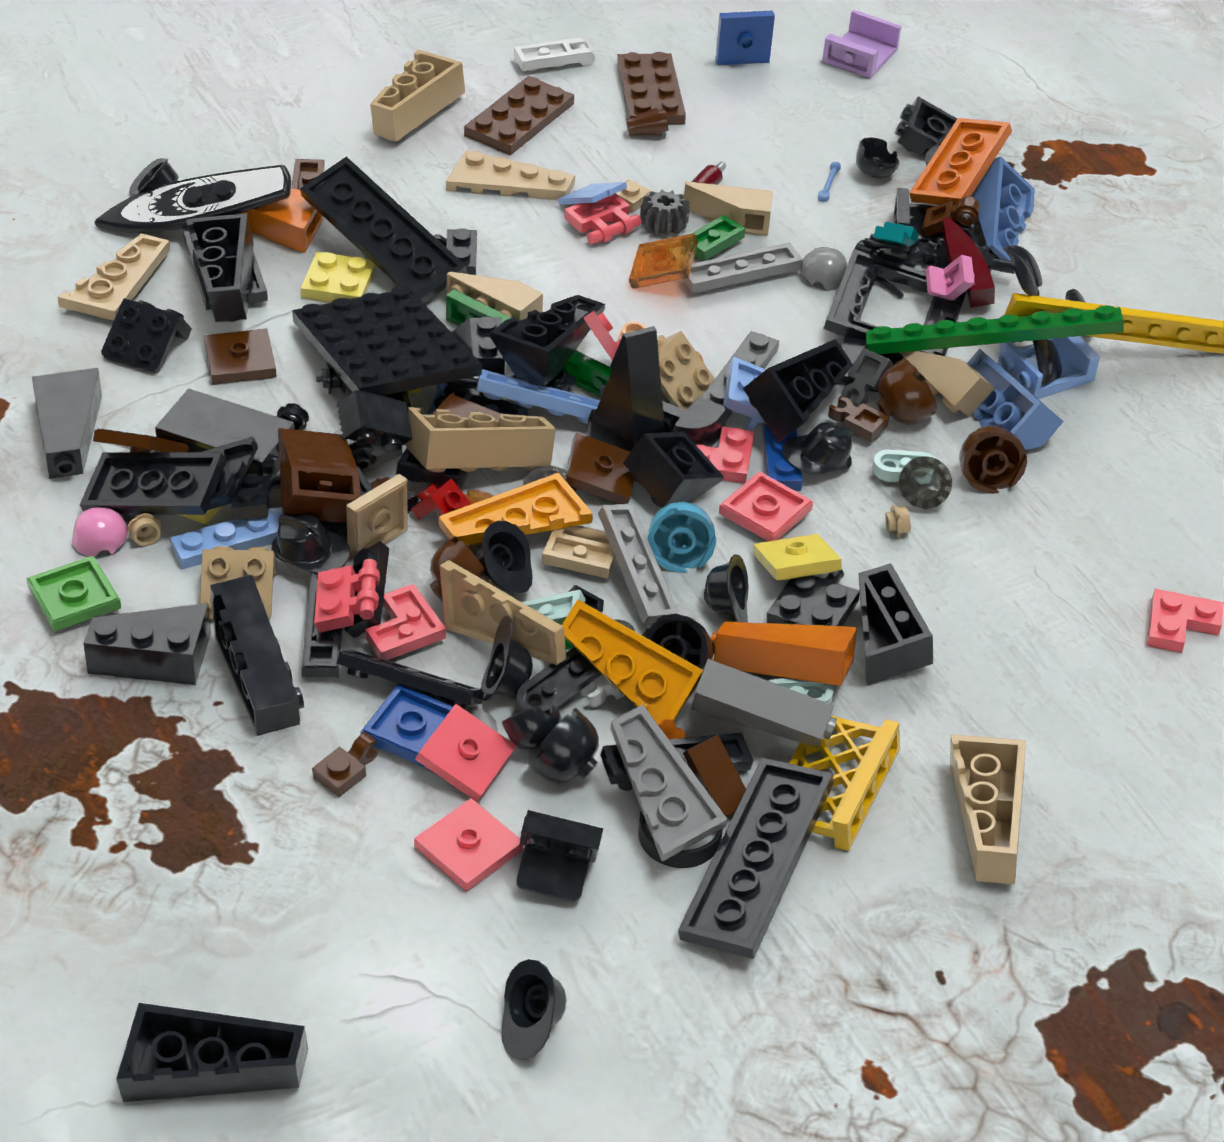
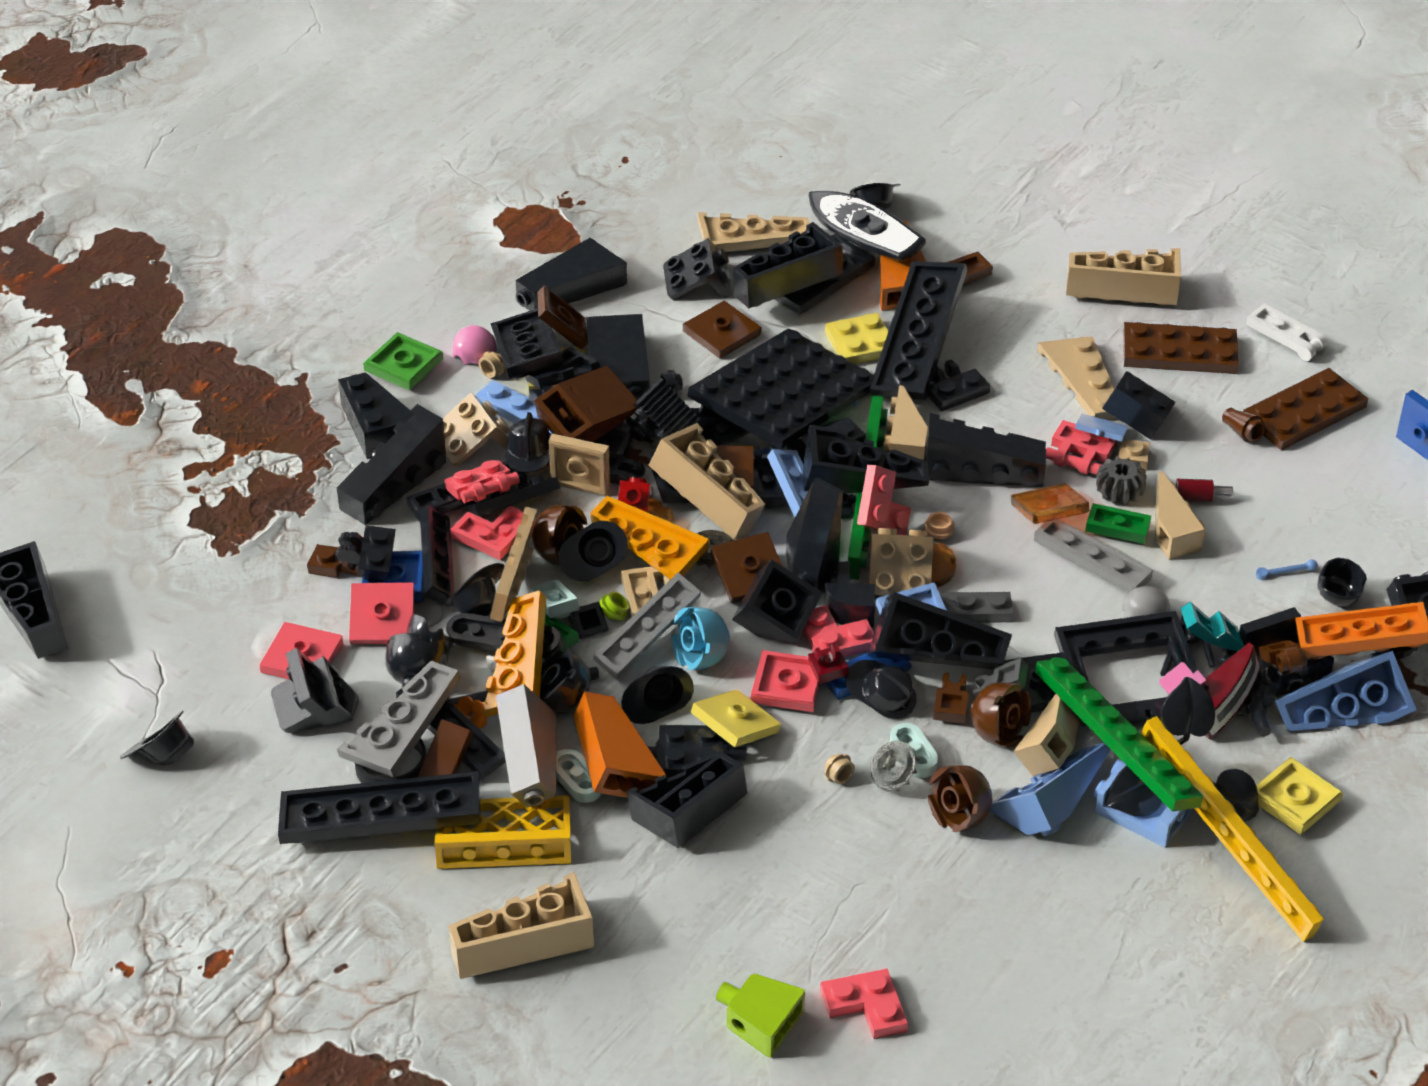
camera: 65 degrees right, 0 degrees up
(379, 719) = (371, 552): none -> black hinge
(577, 265) = (983, 455): none -> black wedge
(584, 578) = (614, 606): none -> lime plate
(585, 157) = (1138, 405): none -> black slope
(777, 466) = (828, 664): none -> dark red tile
(1092, 280) = (1297, 795): none -> light yellow plate
(1170, 685) = (762, 1010): none -> lime torso

